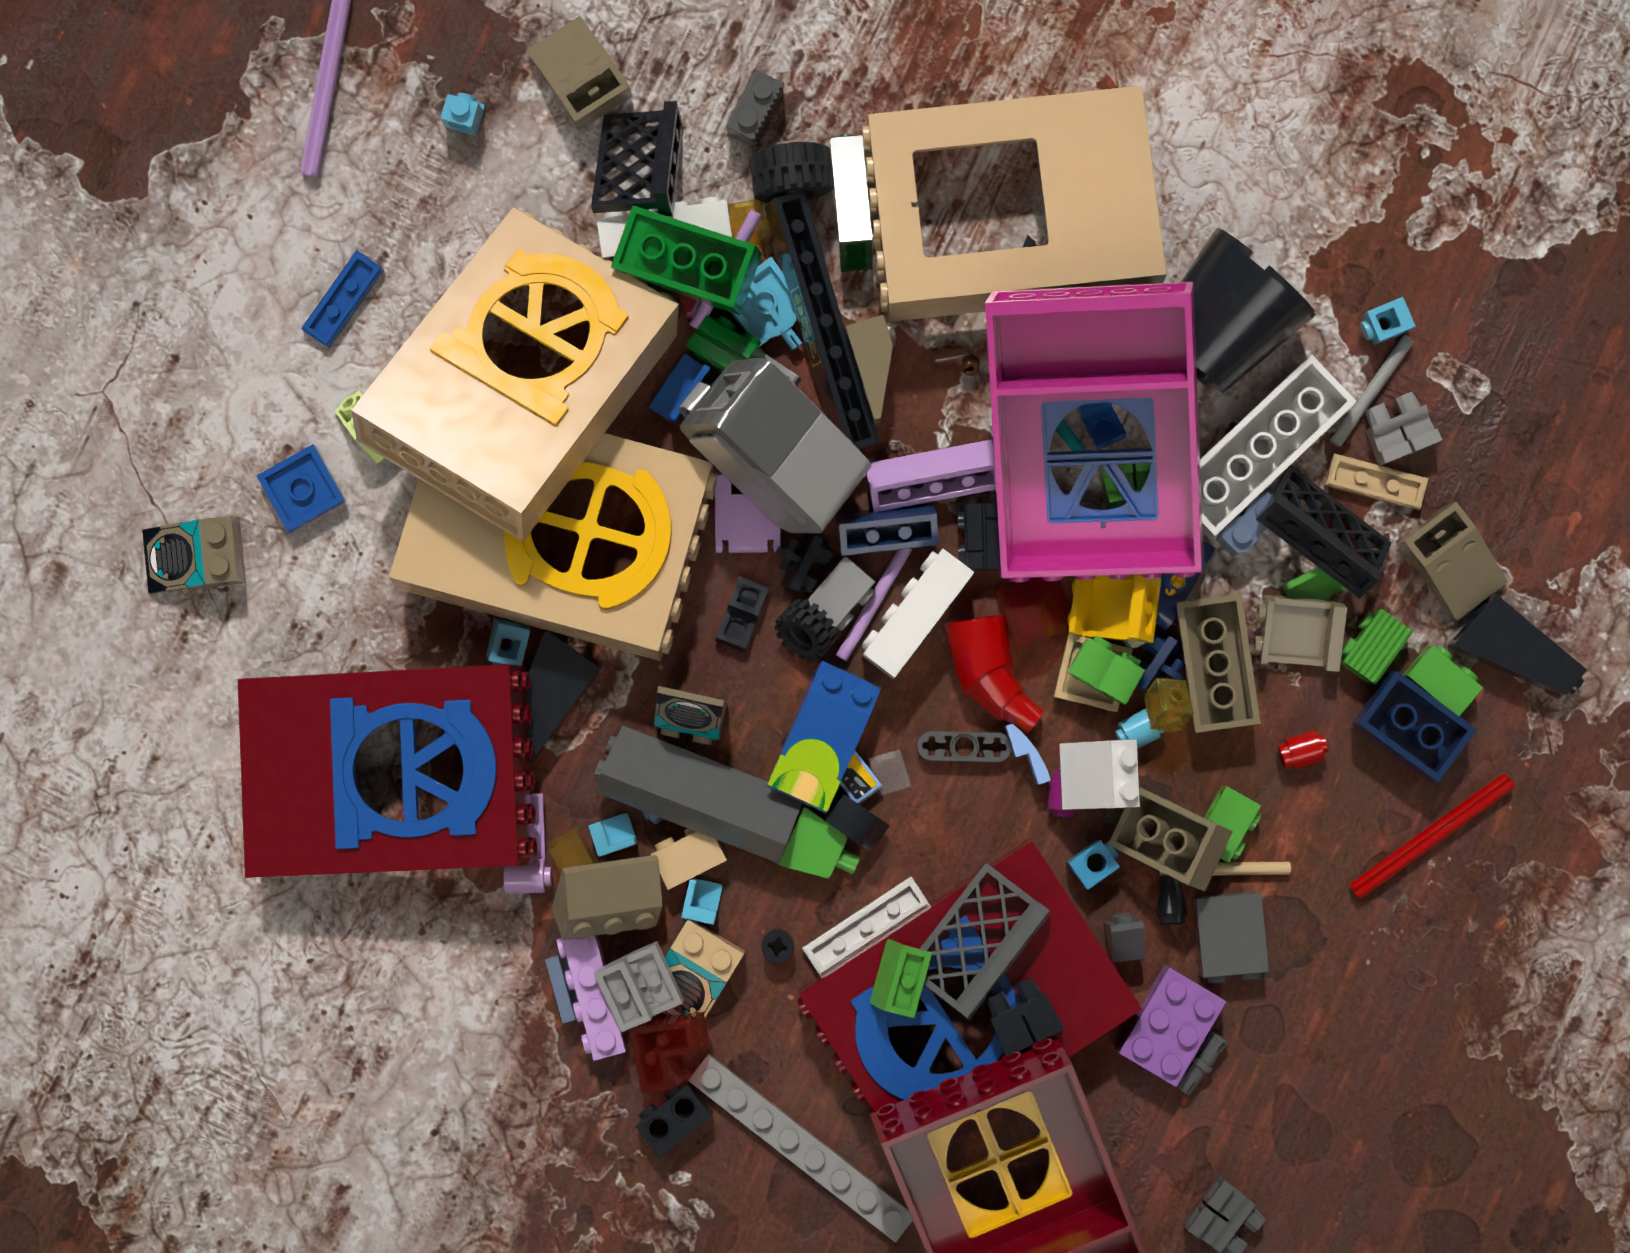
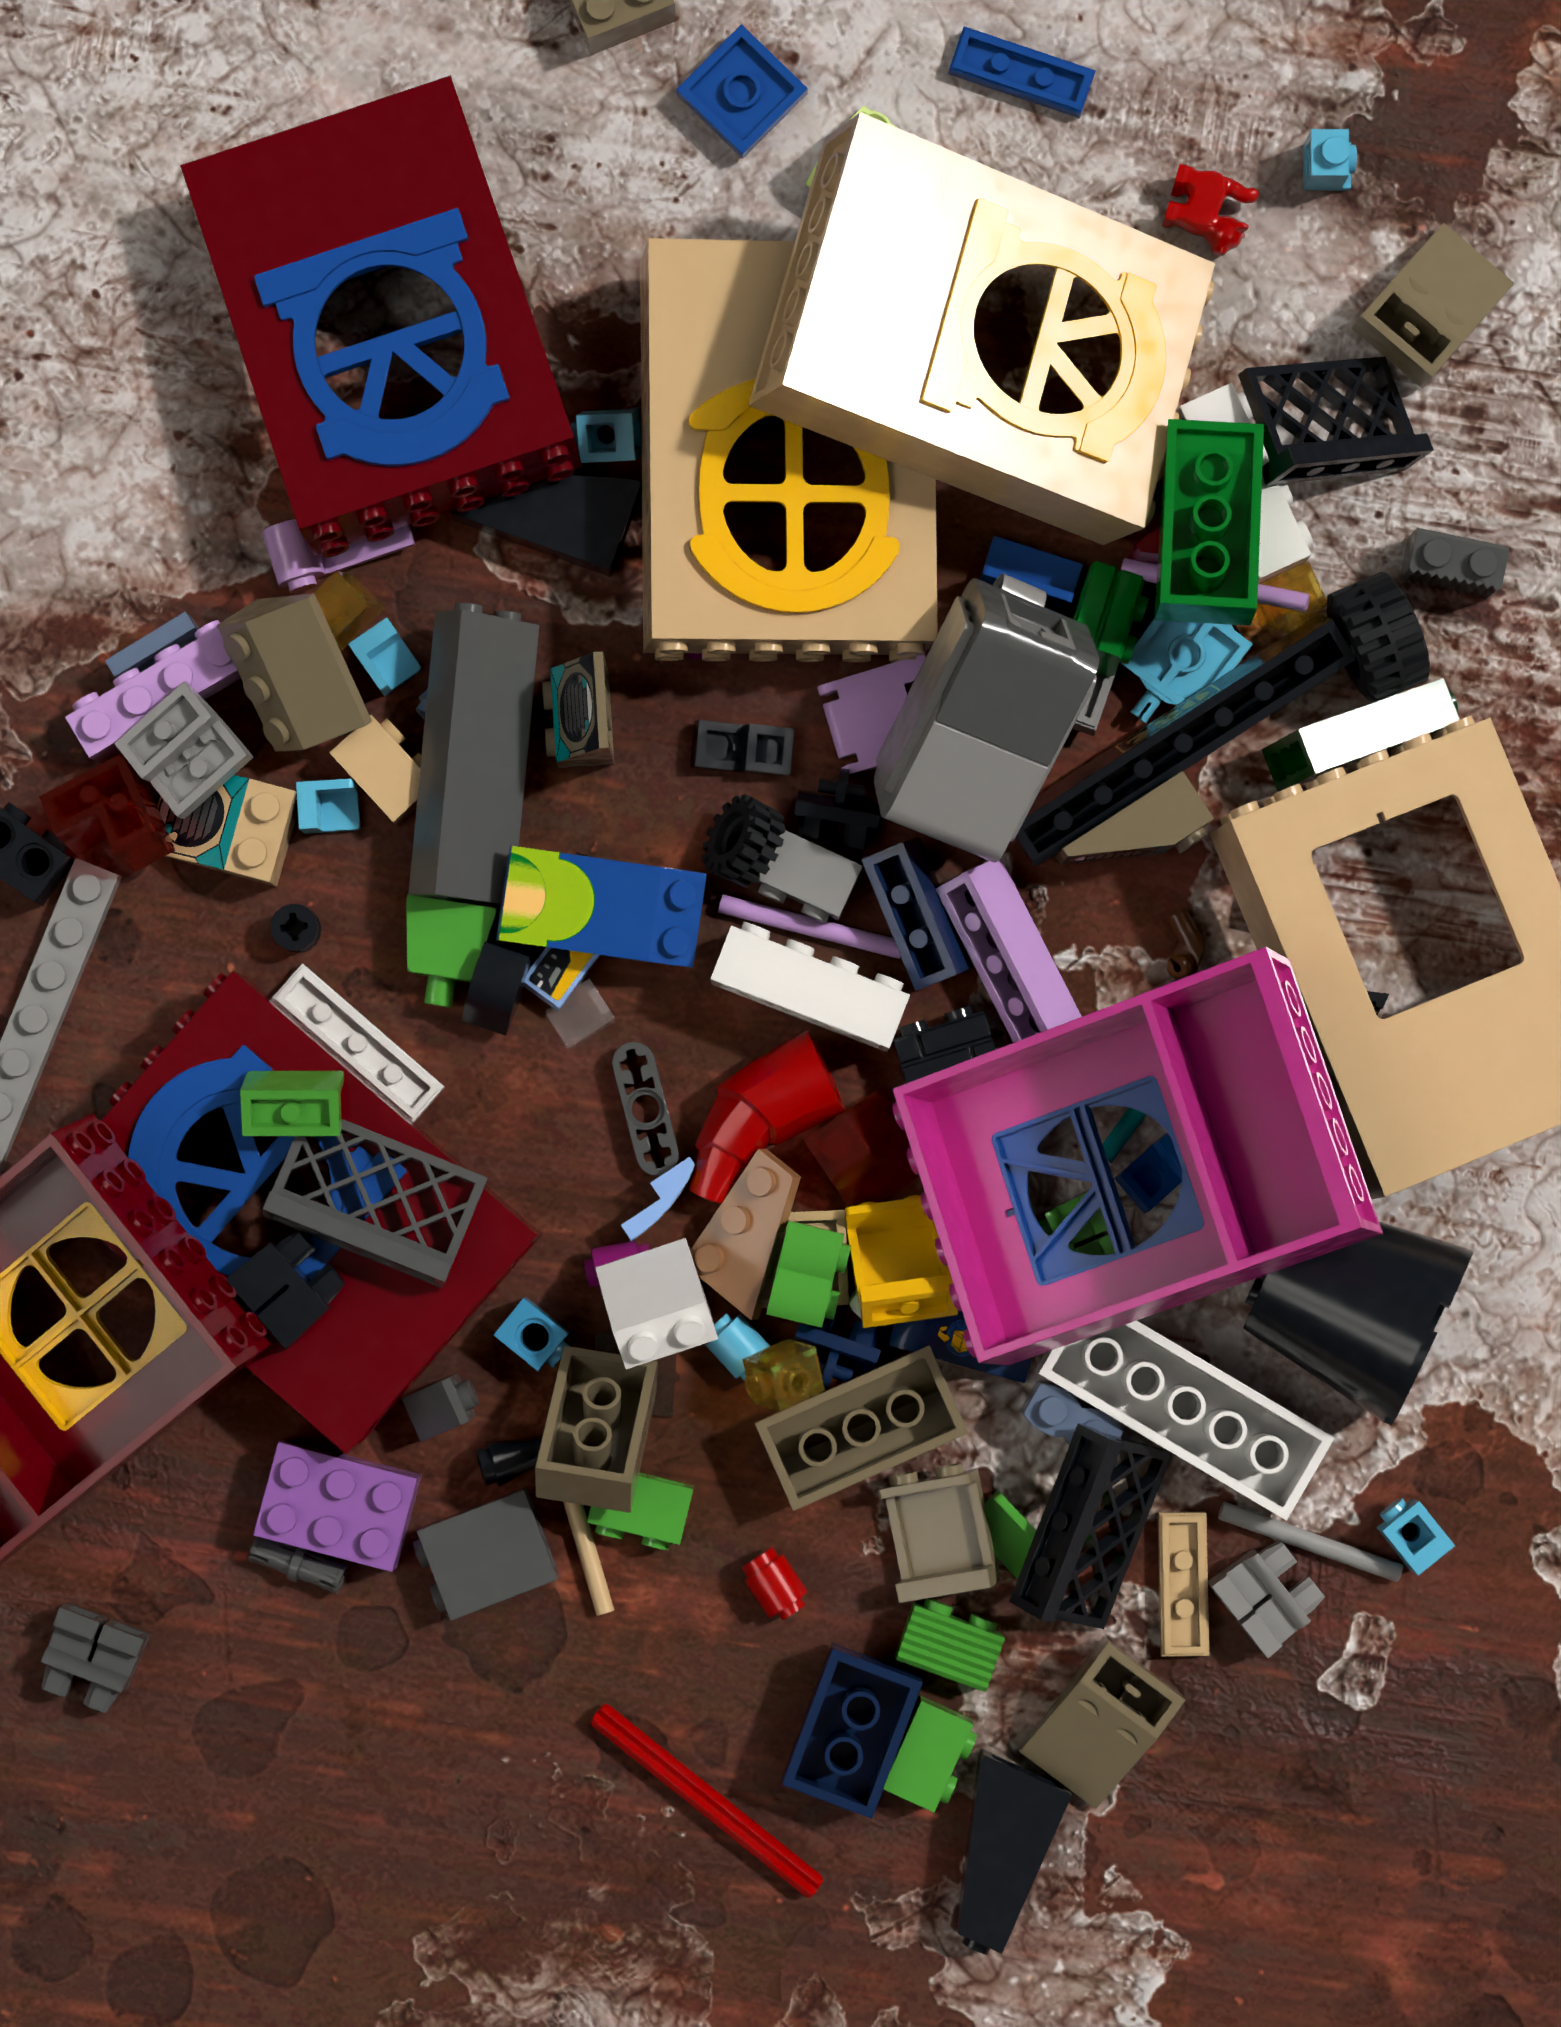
camera: 65 degrees right, 0 degrees up
(472, 207) = (1205, 199): none -> red animal
(1066, 704) = (742, 1236): none -> medium nougat wing

